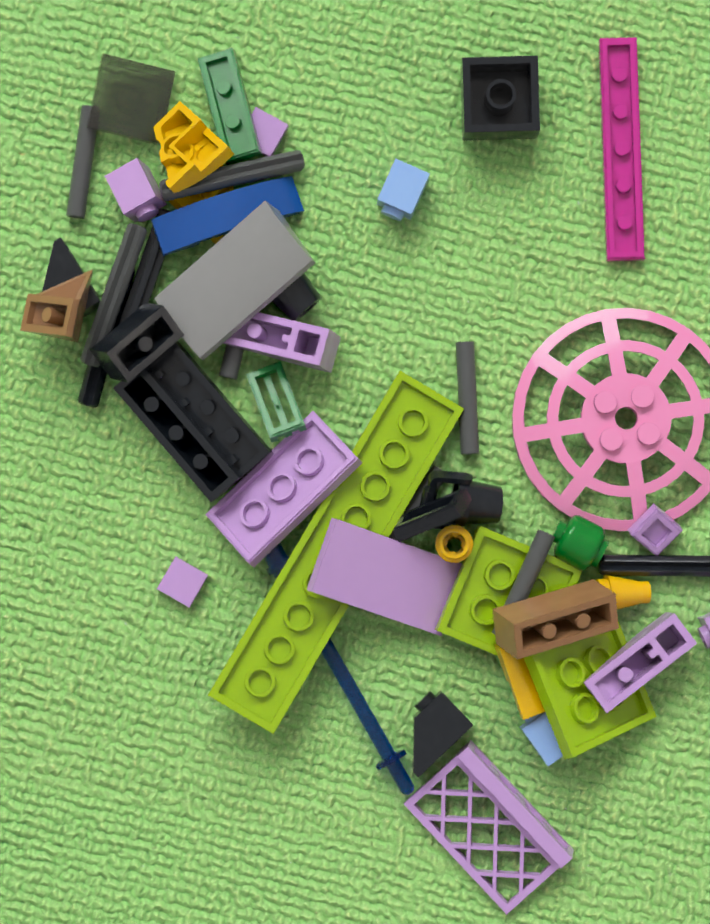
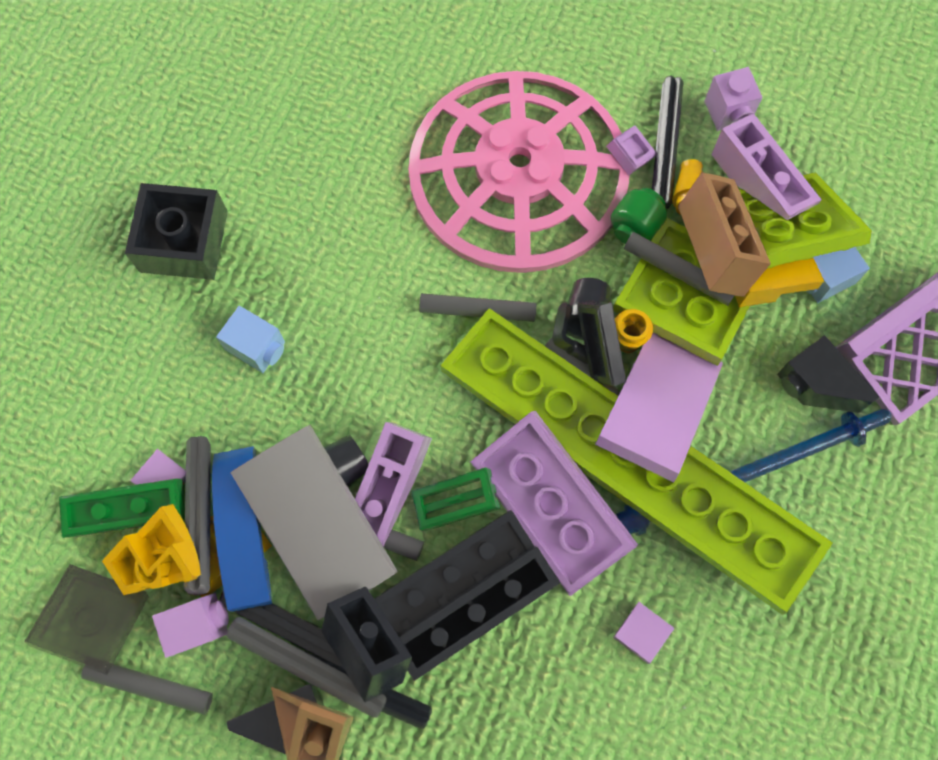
camera: 85 degrees left, 15 degrees down
(621, 149) = (255, 138): dark pink tile -> none

